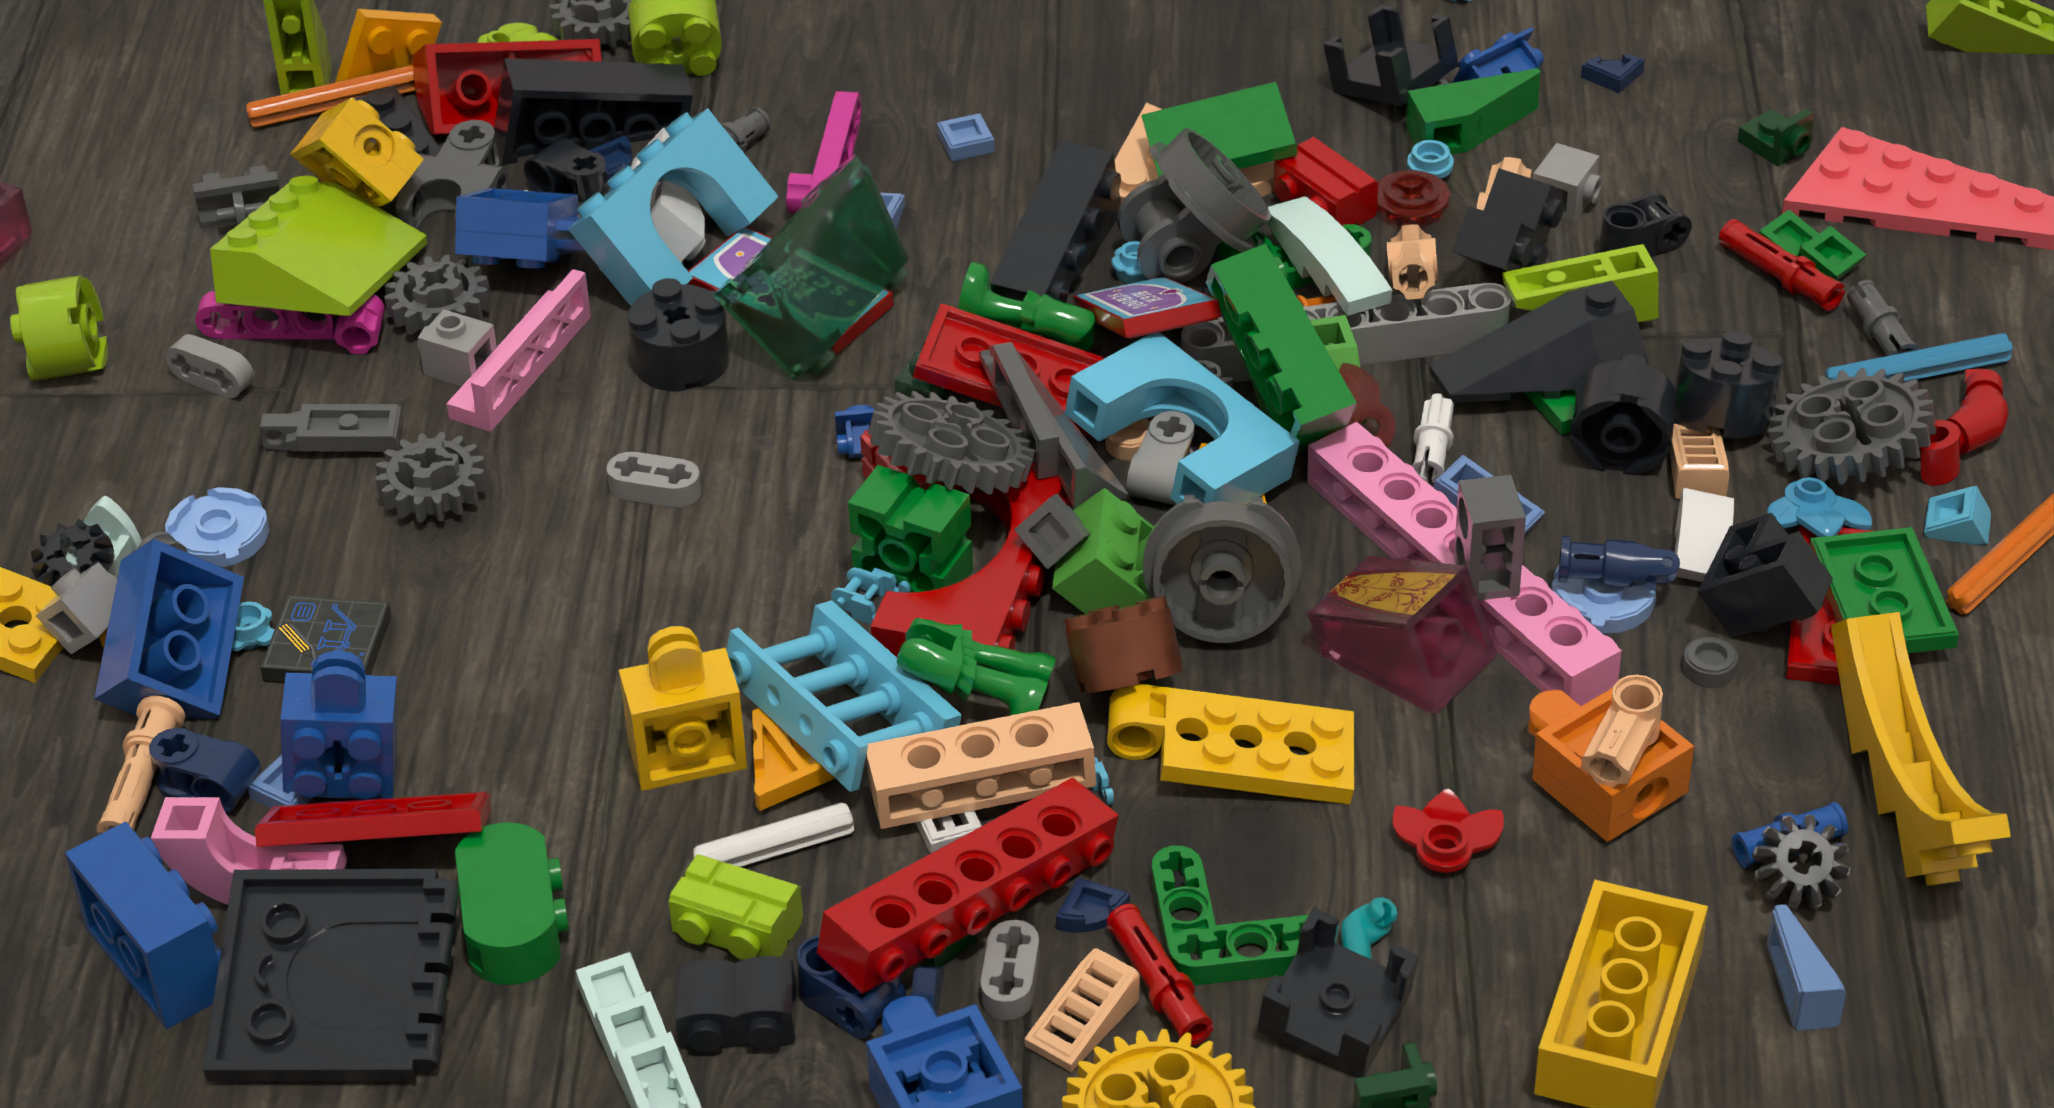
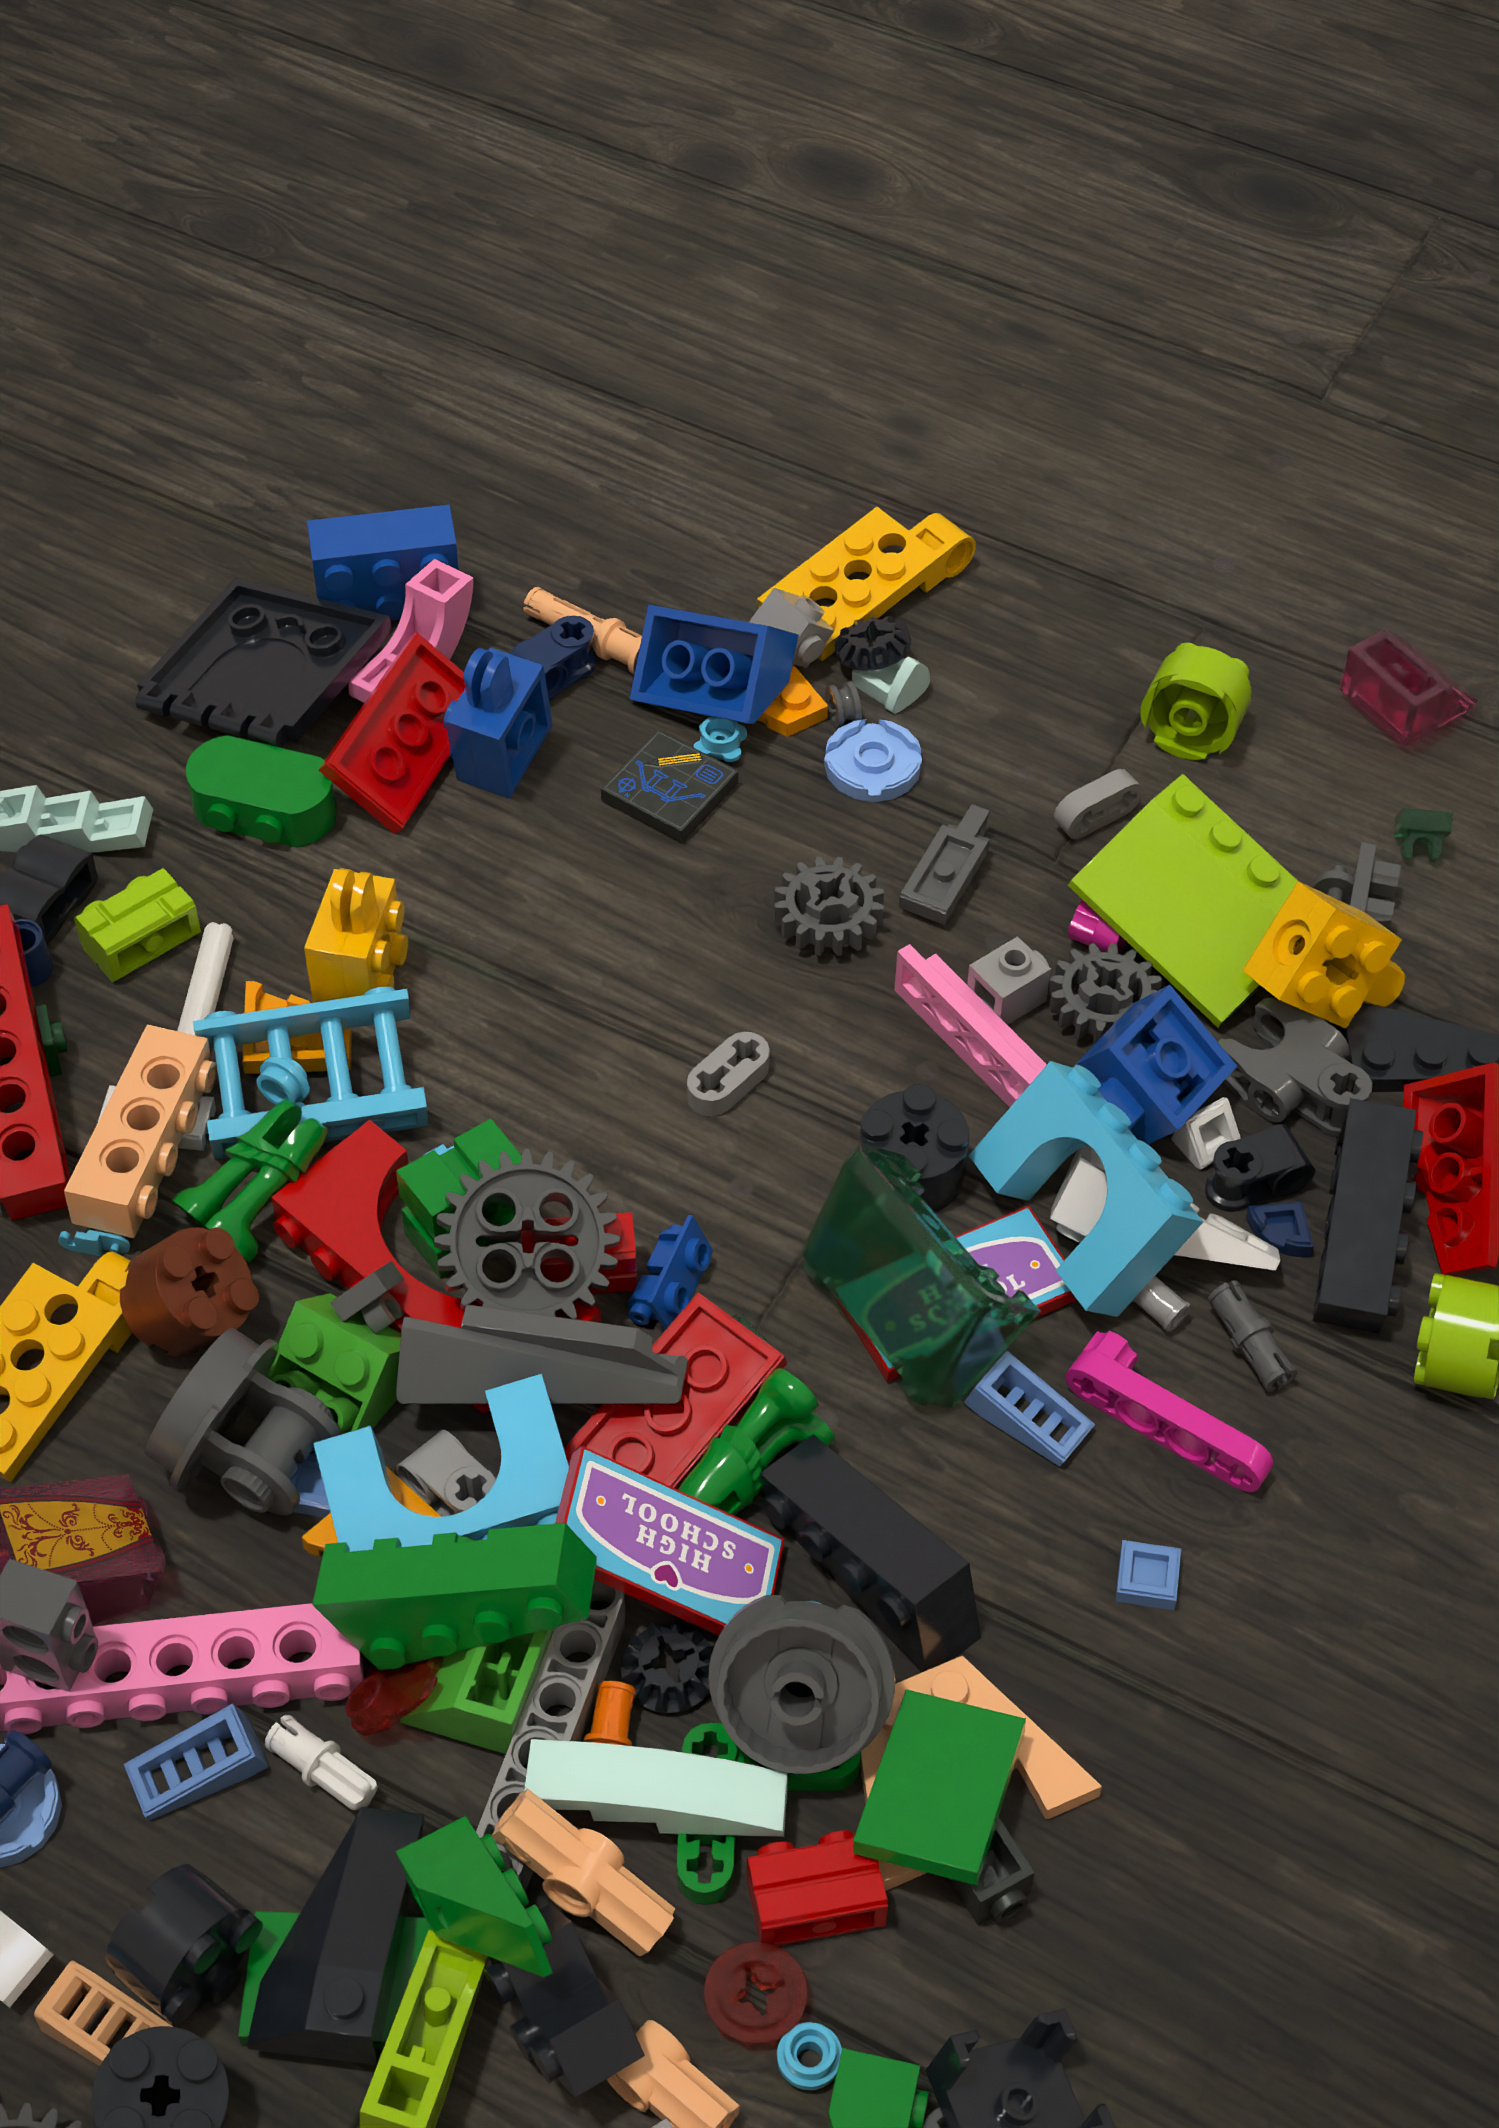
camera: 115 degrees right, 10 degrees up
(142, 188) = (1422, 826): none -> clear green tile
(878, 673) = (282, 1079): none -> medium azure plate
(1488, 262) = (471, 1901): none -> green slope

